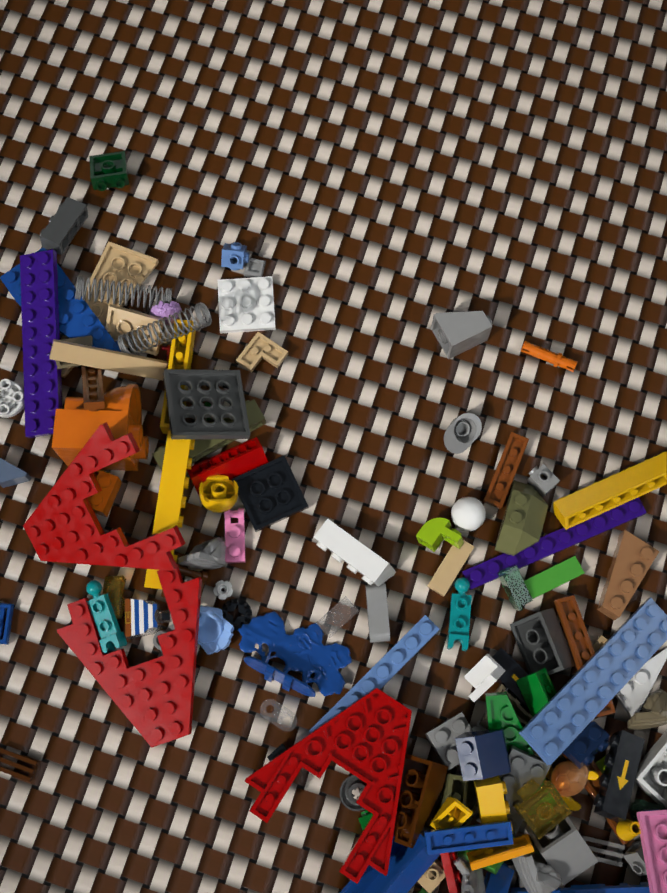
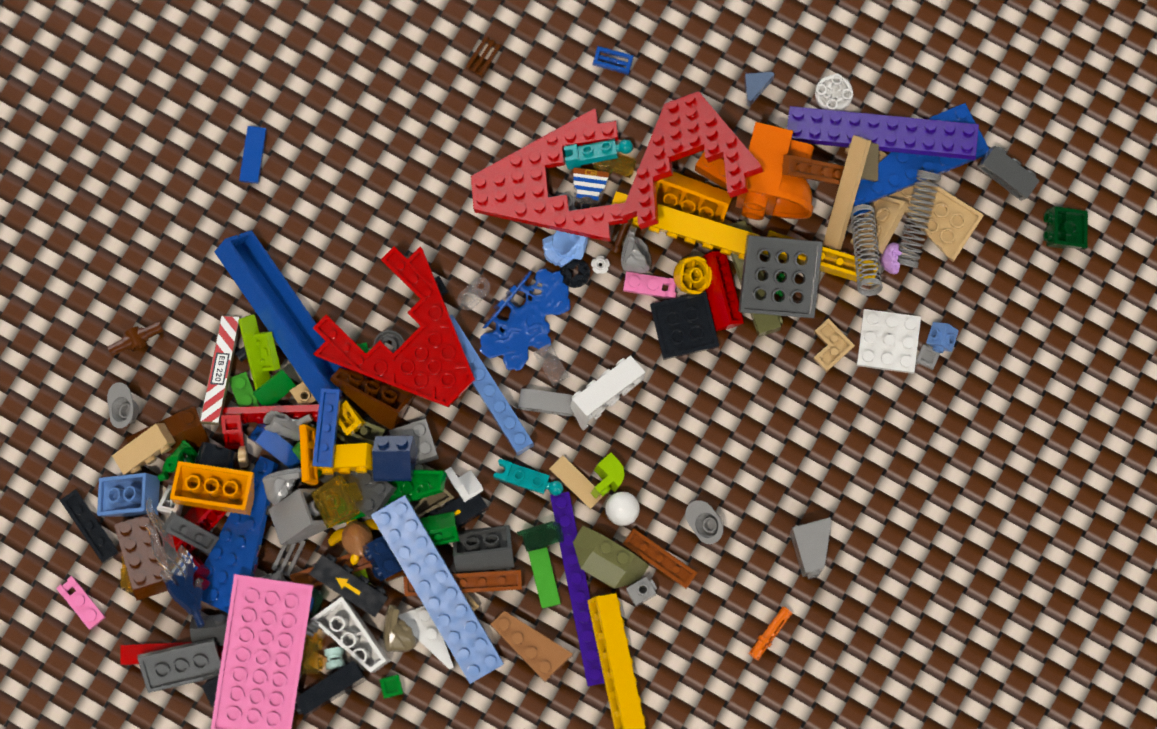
camera: 105 degrees right, 5 degrees up
(138, 505) = (693, 197): none -> light orange slope
(628, 829) = (301, 572): yellow cone -> none

